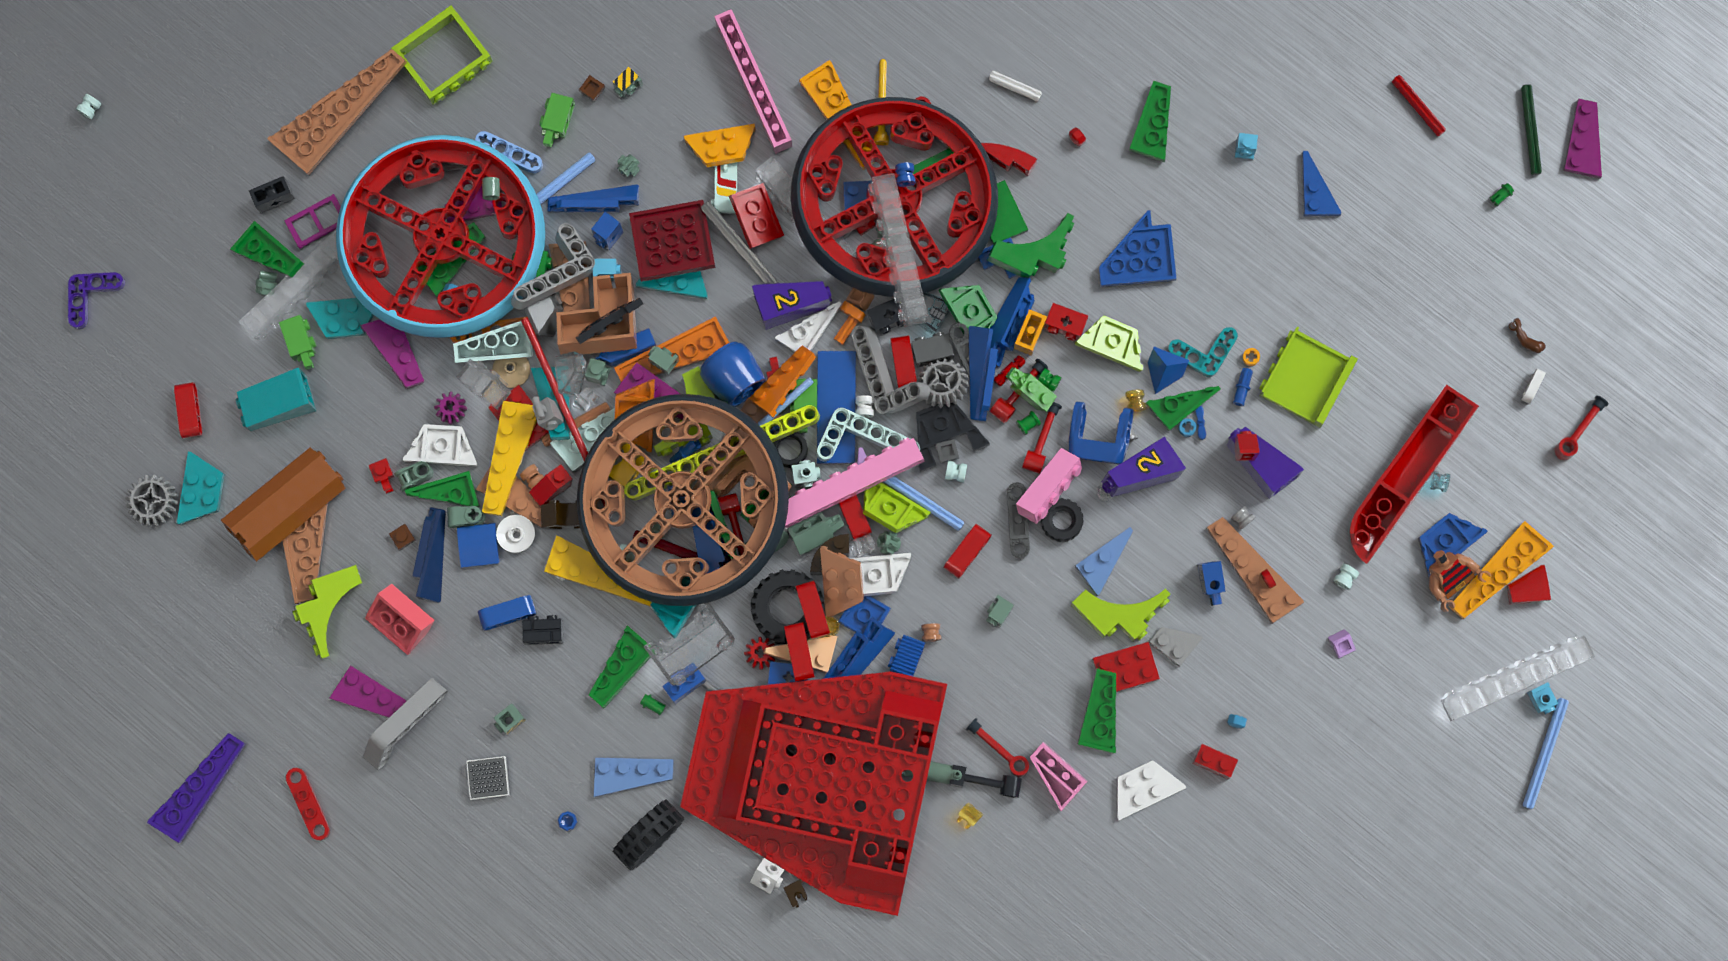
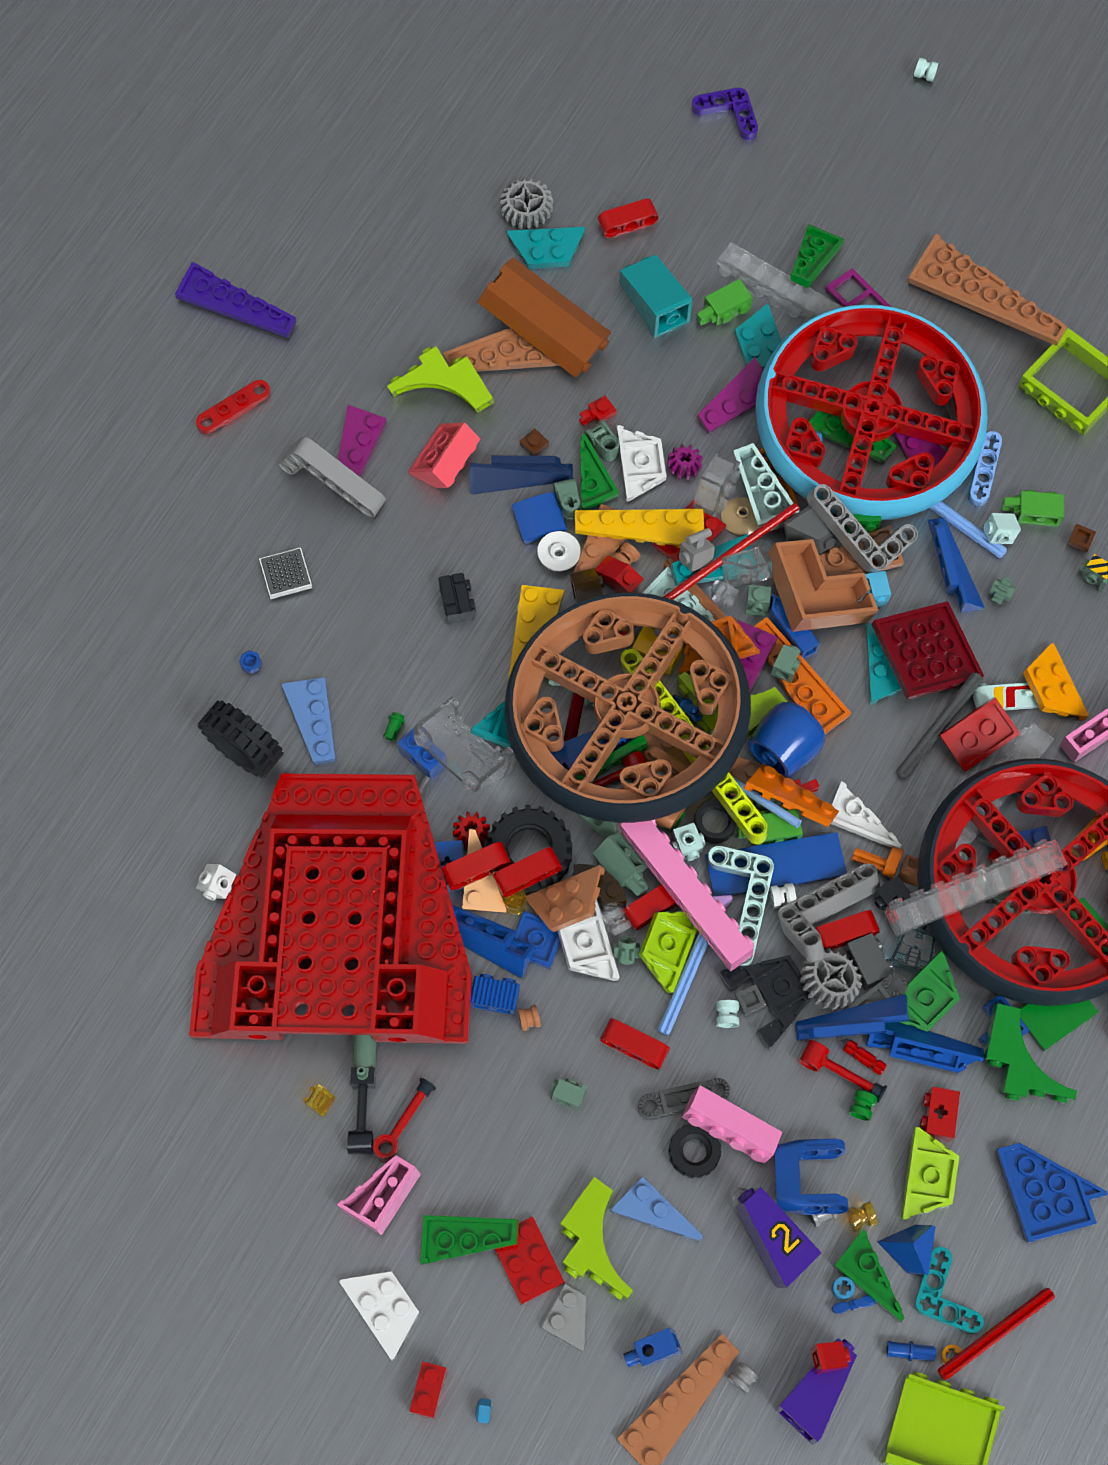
camera: 75 degrees right, 10 degrees down
(266, 282) = (781, 261): sand green piece -> none
(271, 194) = (876, 247): black brick -> none
(491, 188) = (935, 444): sand green beam -> none
(506, 612) = (470, 558): blue beam -> none
(509, 711) = (352, 574): sand green brick -> none
(572, 152) = (1001, 528): none -> light aqua brick
(607, 231) = (919, 578): blue brick -> none
(612, 318) = (808, 584): black wing -> none
(620, 667) = (428, 685): green wing -> none
(790, 301) = (886, 787): dark purple slope -> none
(794, 890) = (197, 910): dark brown hinge -> none
(905, 174) = (1070, 882): blue wheel -> none
(1028, 422) = (805, 1089): green bush -> none
(1030, 332) = (916, 1071): light orange brick -> none
(1031, 389) = (846, 1082): bright green hinge -> none
(1034, 459) = (761, 1104): red piece -> none
(1240, 319) = (995, 1334): none -> red axle
(1268, 579) = (670, 1421): red tile -> none

